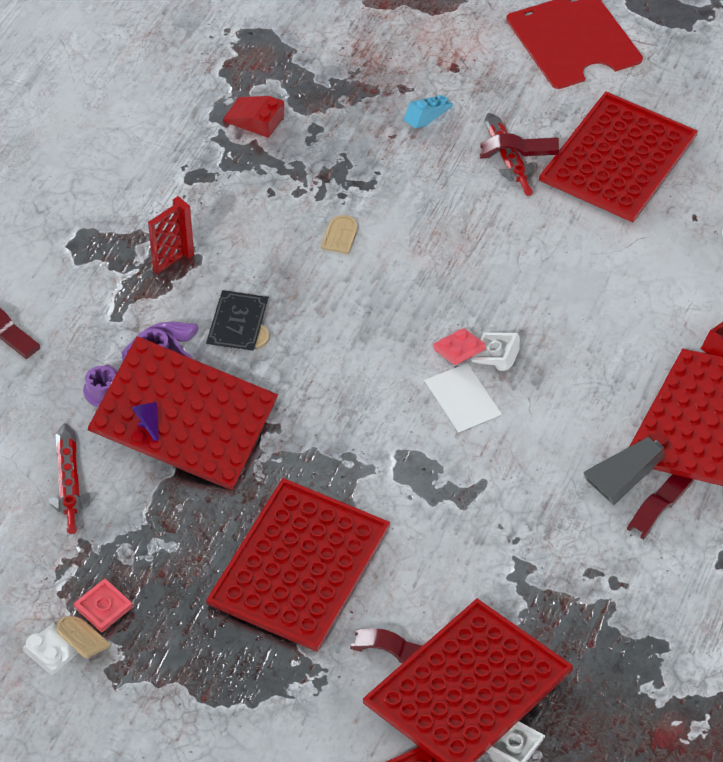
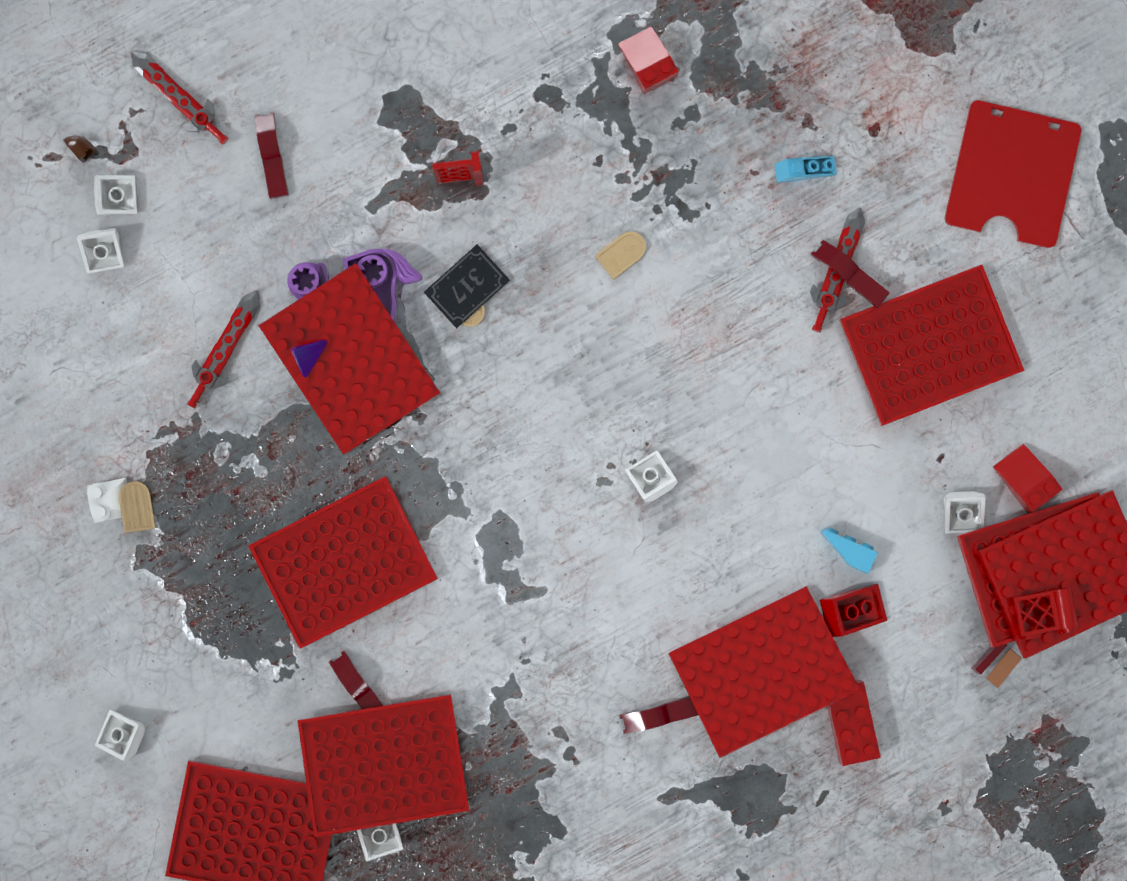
camera: 30 degrees right, 35 degrees up
(103, 605) = (170, 491): coral plate -> none
(459, 346) = (624, 450): coral plate -> none
(463, 397) = (591, 498): white sticker -> none
(625, 469) = (652, 671): dark grey slope -> none
(691, 306) = (855, 555): none -> medium azure slope

